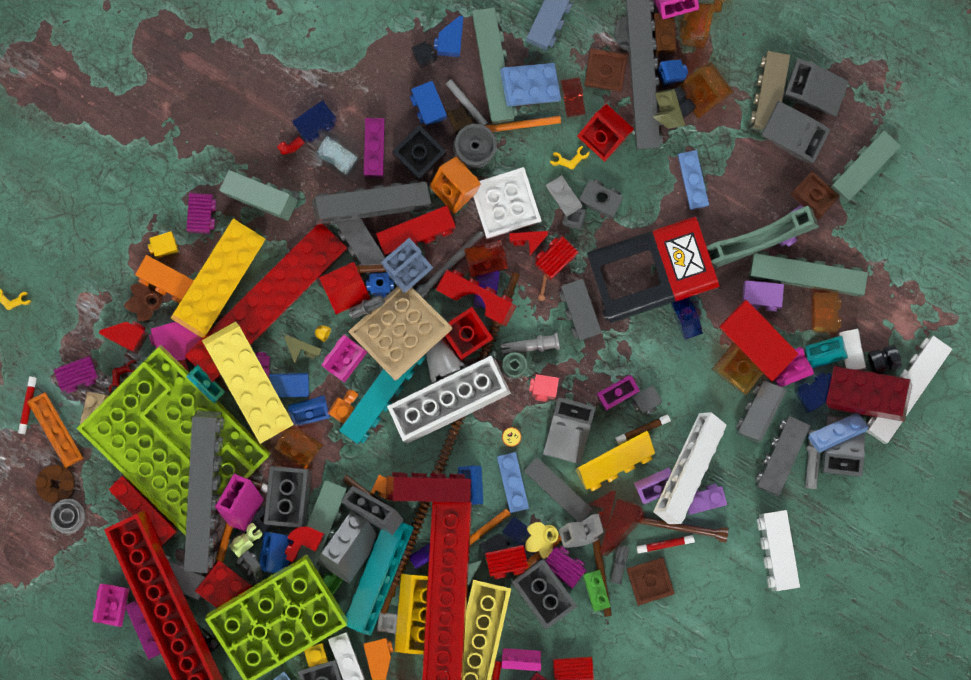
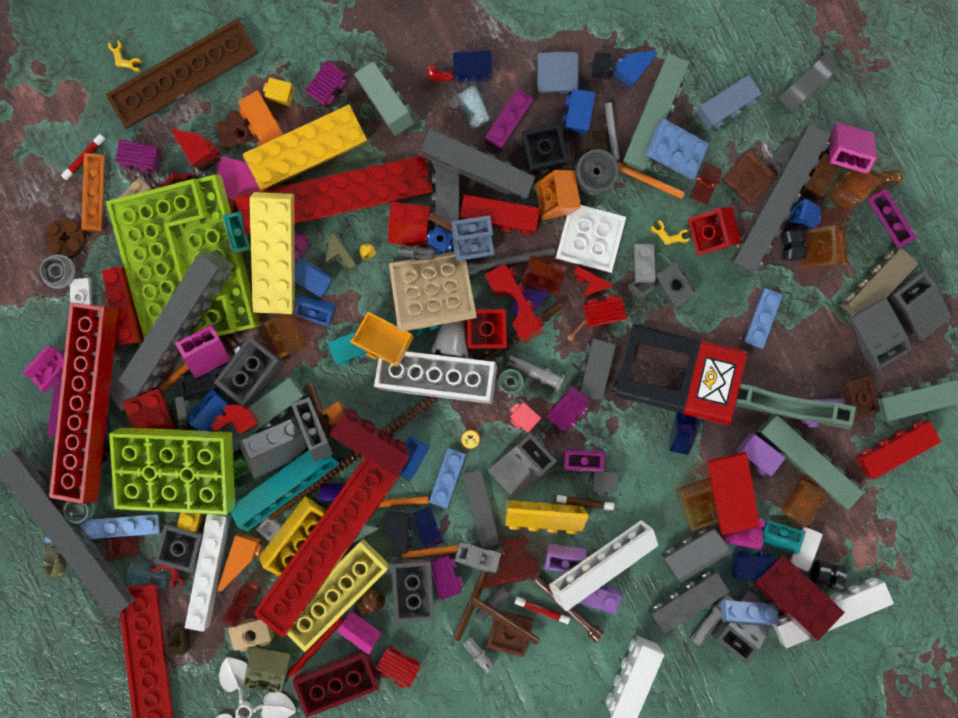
camera: 45 degrees right, 5 degrees up
(70, 281) = (182, 73): none -> reddish brown plate
(97, 523) = (81, 291): none -> white plate
(244, 541) = (187, 387): yellowish green plate -> none
(341, 408) = (343, 325): orange plate -> none
(344, 358) = (370, 284): dark pink bracket -> none
(384, 397) = (382, 339): none -> light orange container
(389, 82) = (558, 72): none -> sand blue slope
(506, 561) = (397, 544): red brick -> none
(515, 629) = (371, 601): none -> reddish brown animal
(539, 541) = (440, 542): light yellow plate -> none
(577, 357) = (568, 408): none -> magenta brick
(596, 590) = (459, 614): bright green hinge -> none
(635, 616) = (478, 654): none -> light grey axle
(639, 571) = (505, 620): none -> reddish brown bar
(670, 112) = (784, 245): olive slope -> none
(743, 31) = (891, 217): none -> magenta brick
(874, 219) = (898, 449): none -> red brick

